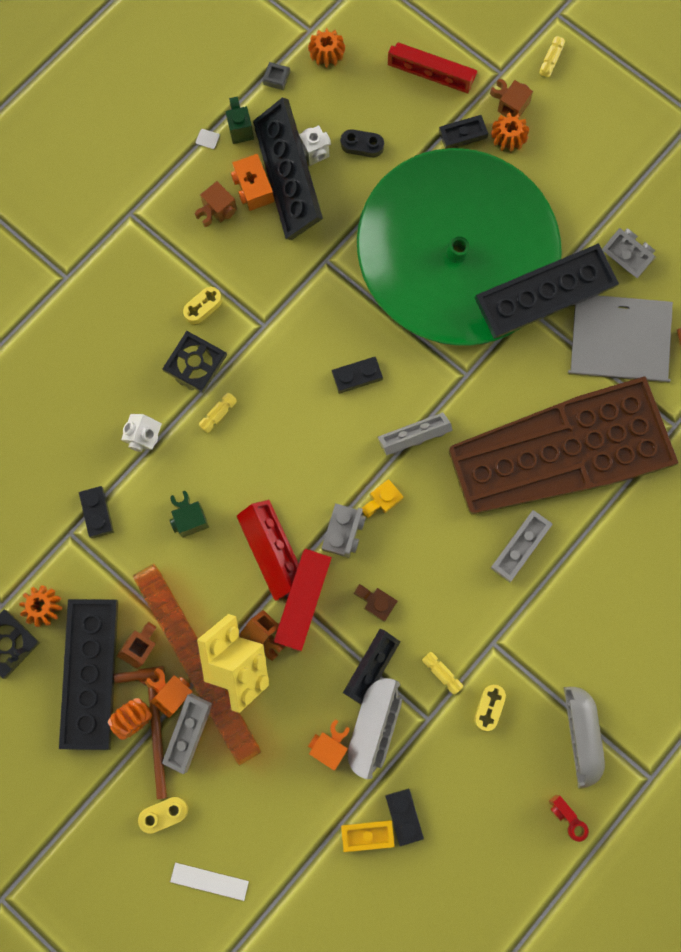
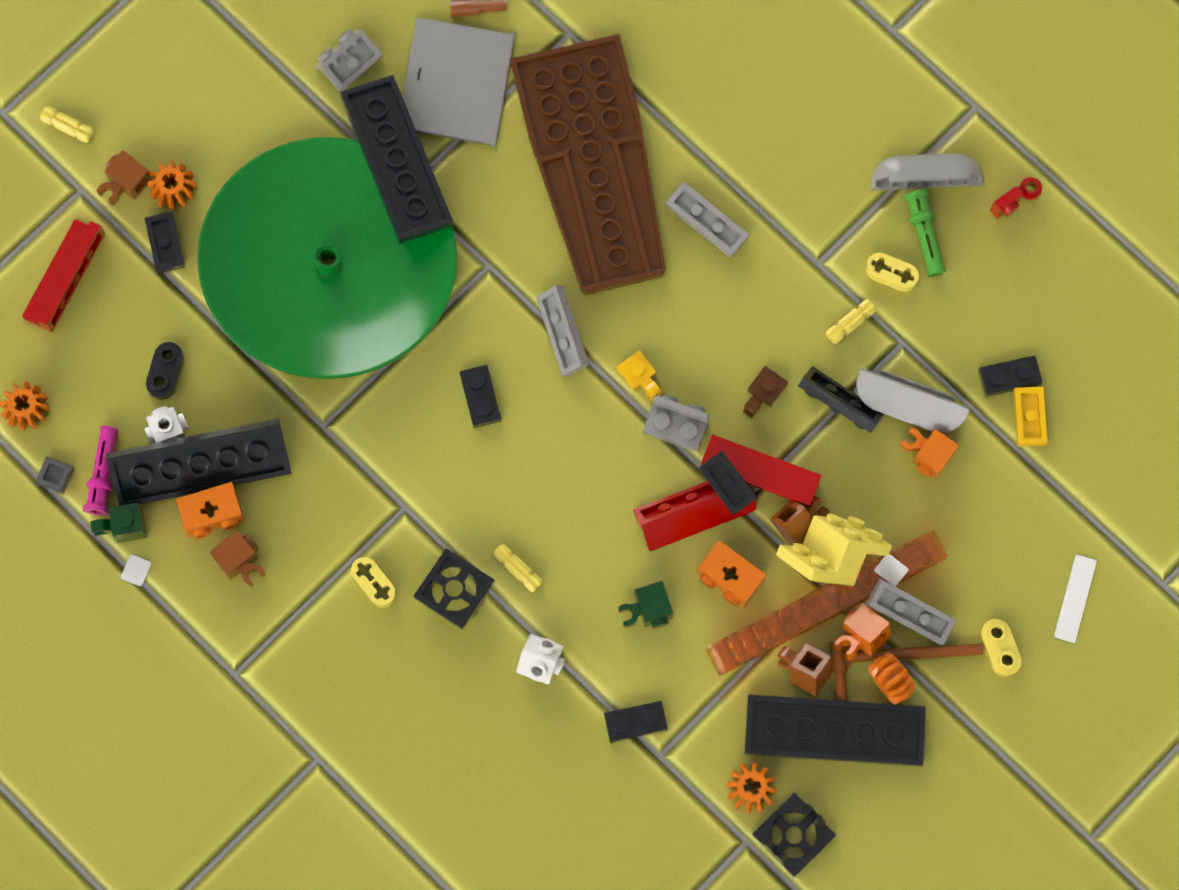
camera: 90 degrees left, 0 degrees up
(221, 714) = (891, 570): none -> white sticker
(228, 573) = (722, 560): none -> orange brick
(261, 104) = (100, 483): none -> dark pink pin
(287, 570) = (727, 482): none -> black plate
(540, 732) = (919, 219): none -> bright green pin

